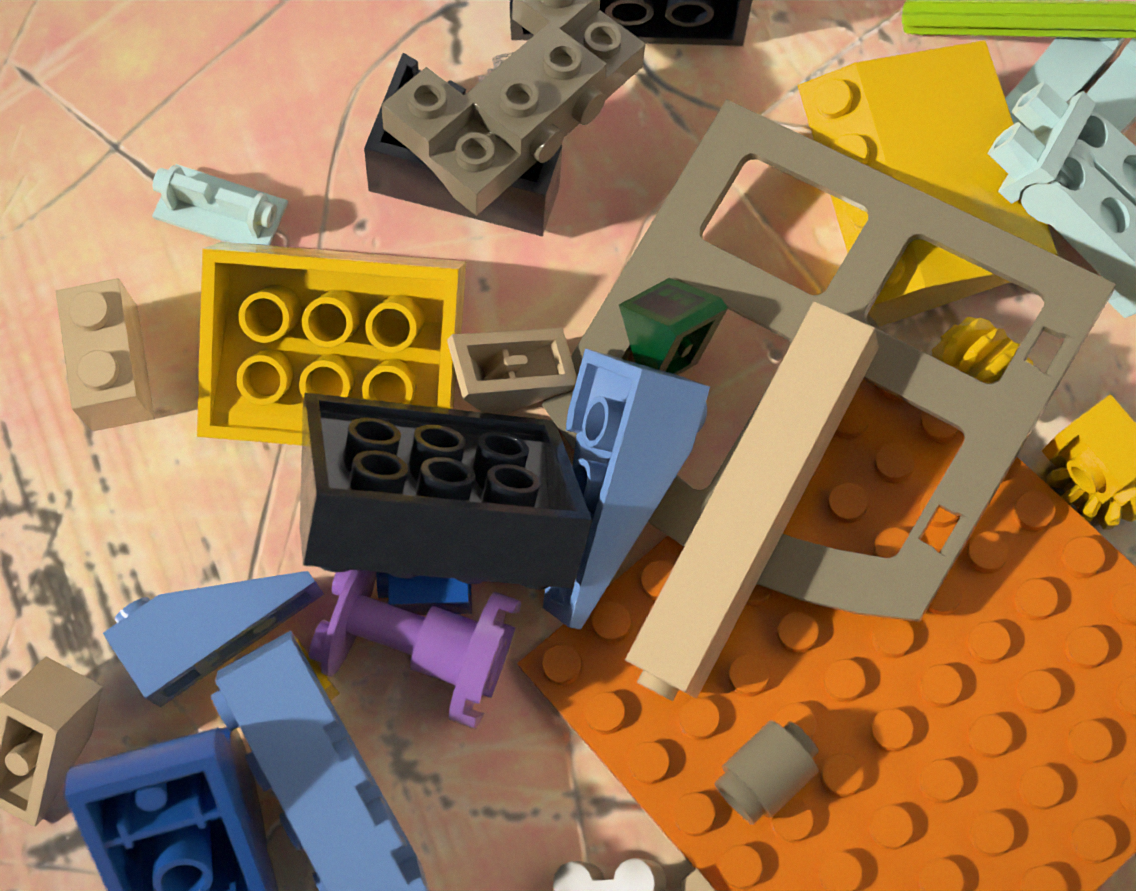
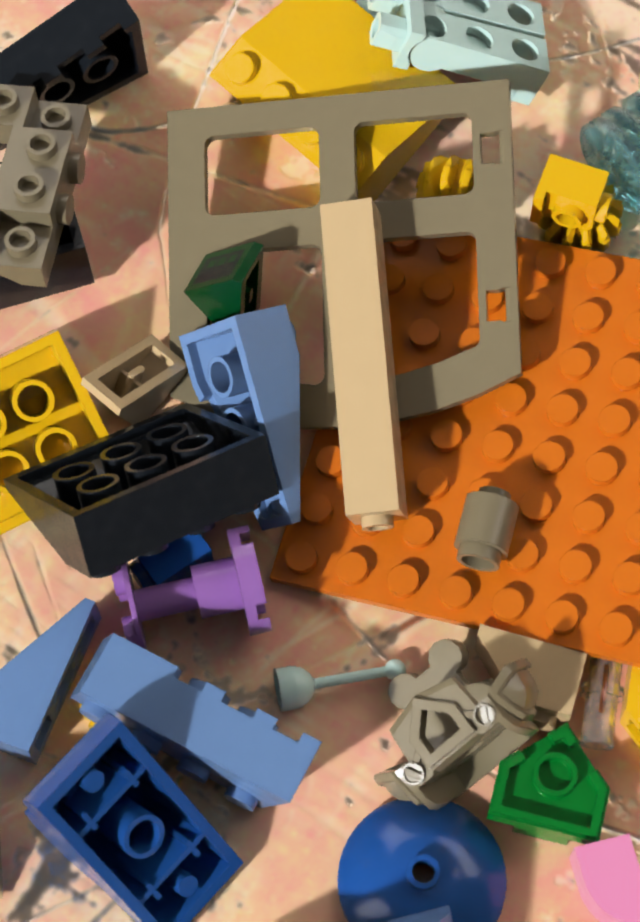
camera: 30 degrees left, 5 degrees down
(468, 802) = (296, 685): none -> light aqua hinge

